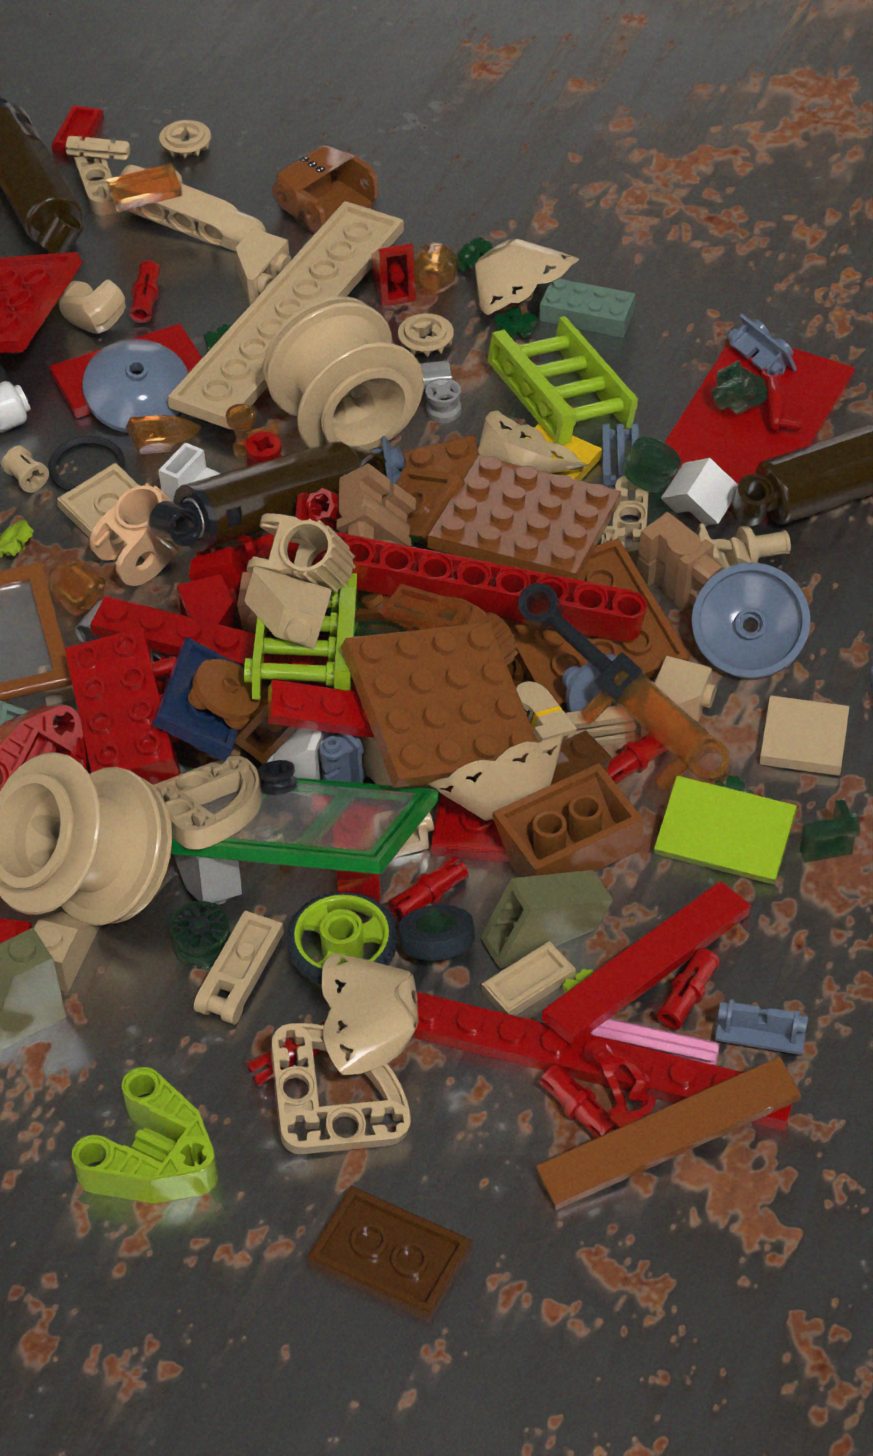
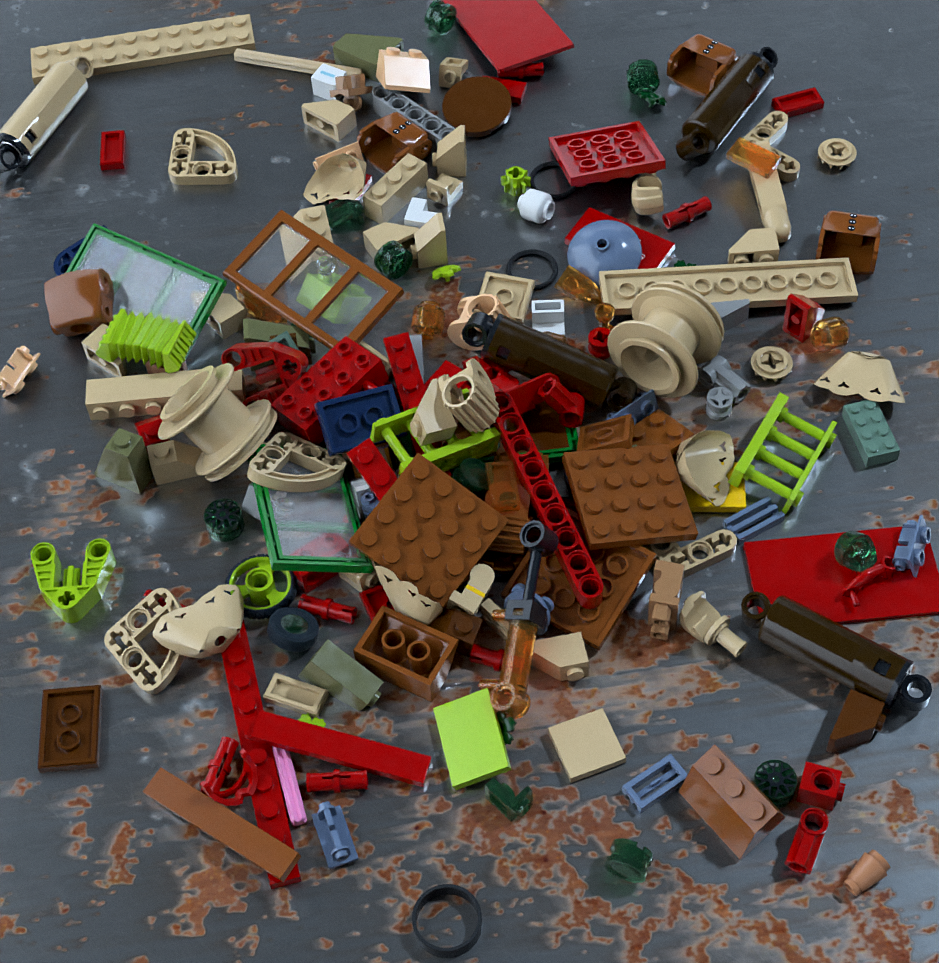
camera: 60 degrees right, 5 degrees up
(25, 469) = (500, 244): tan bush -> none
(97, 148) = (781, 119): tan axle -> none
(222, 690) = (360, 420): dark orange piece -> none
(239, 966) = (213, 550): tan plate -> none
(277, 777) = (338, 488): black bush -> none
(374, 506) = (566, 420): medium nougat hips -> none
(472, 252) = (865, 345): dark green plant -> none
(515, 323) = (825, 404): dark green plant -> none
(651, 464) = (744, 538): clear green wheel -> none
(702, 490) = (744, 577): white piece -> none
(757, 595) = (634, 656): sand blue dish -> none

